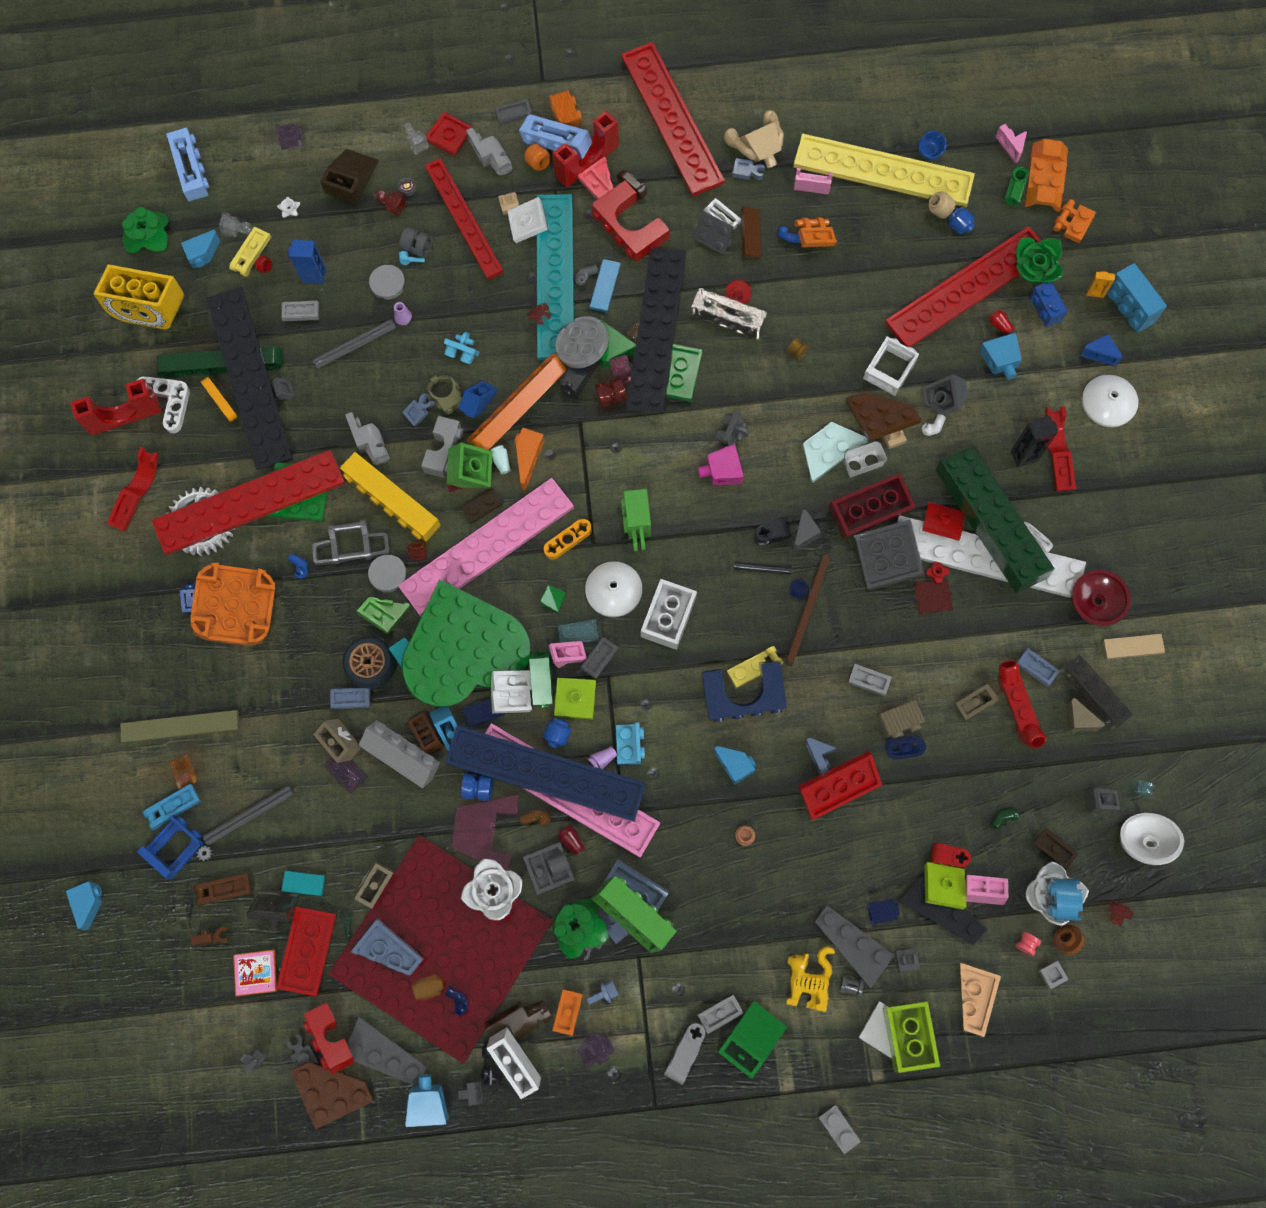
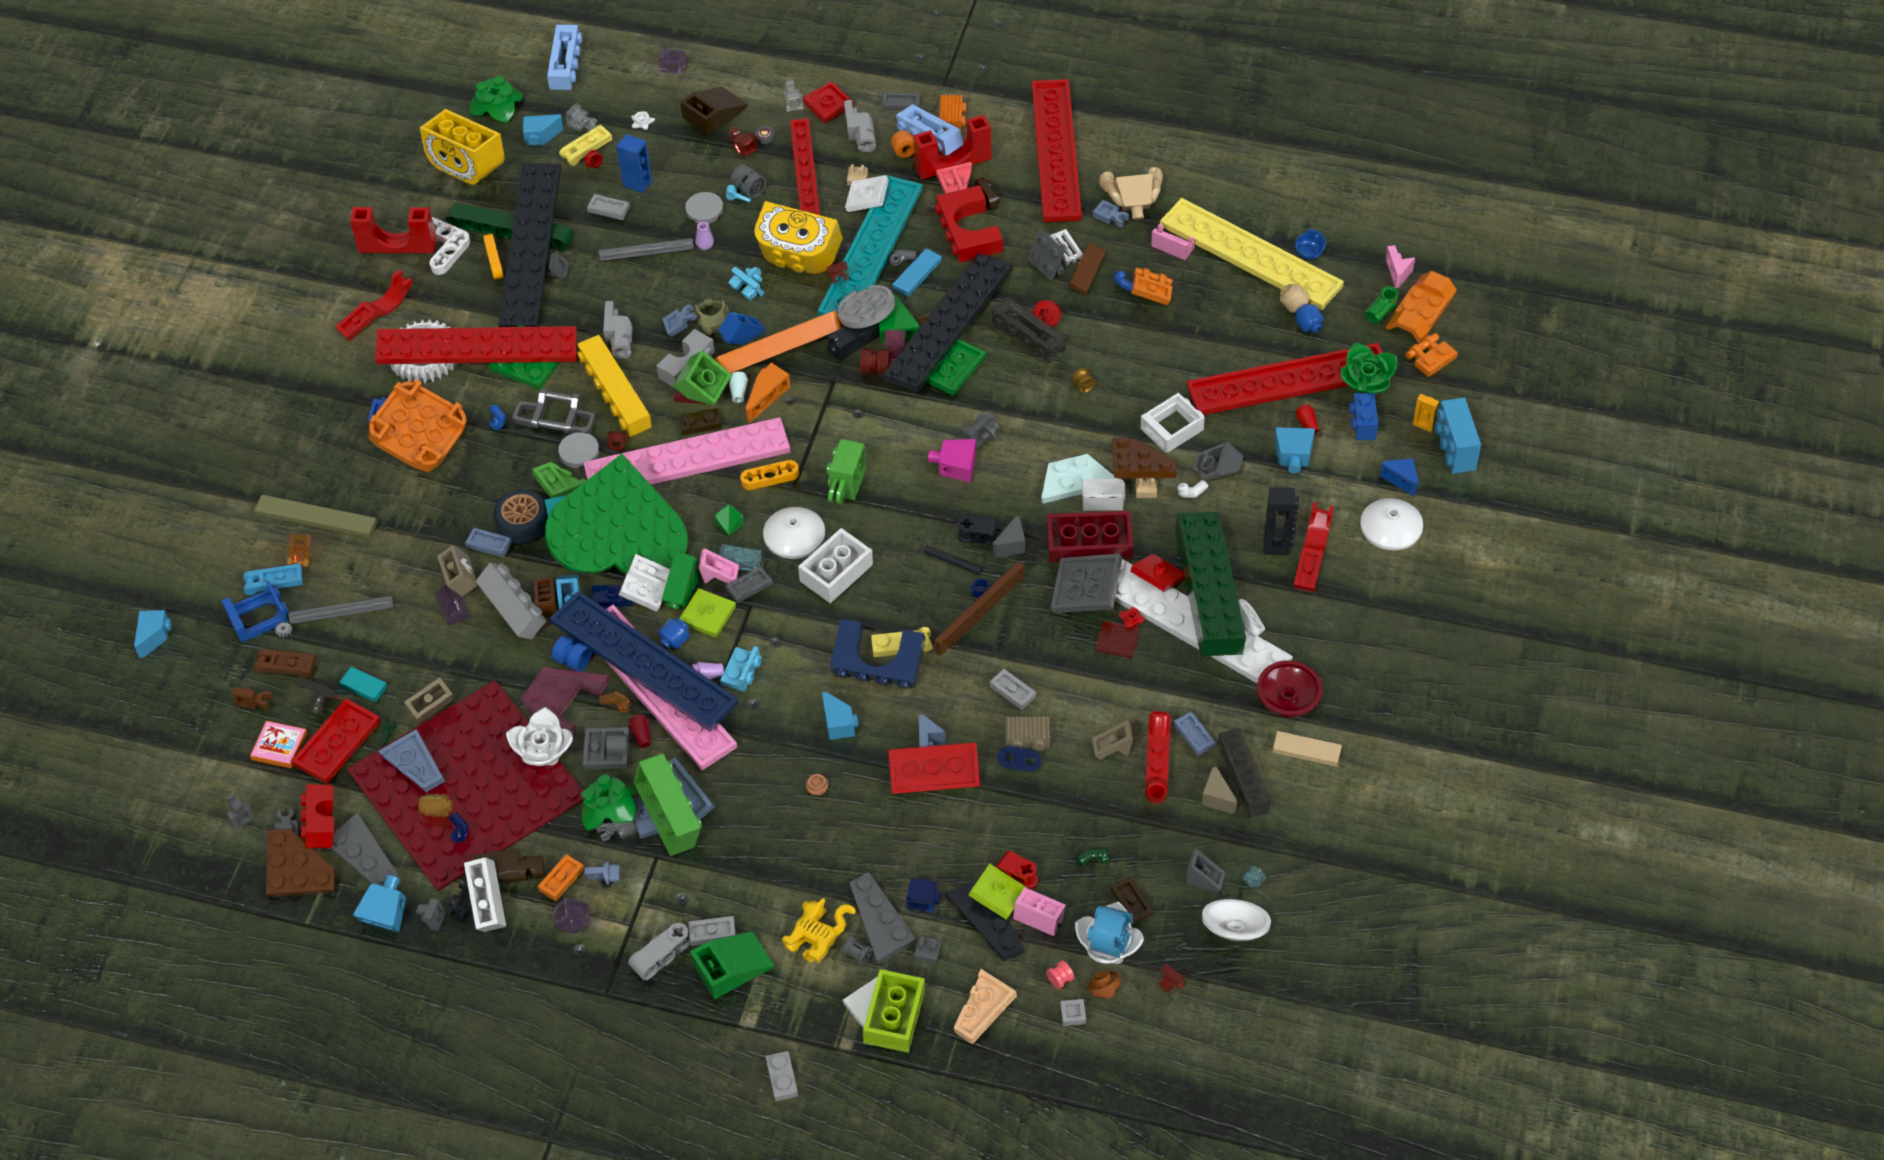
camera: 20 degrees right, 20 degrees down
(489, 291) = (797, 238): none -> brick

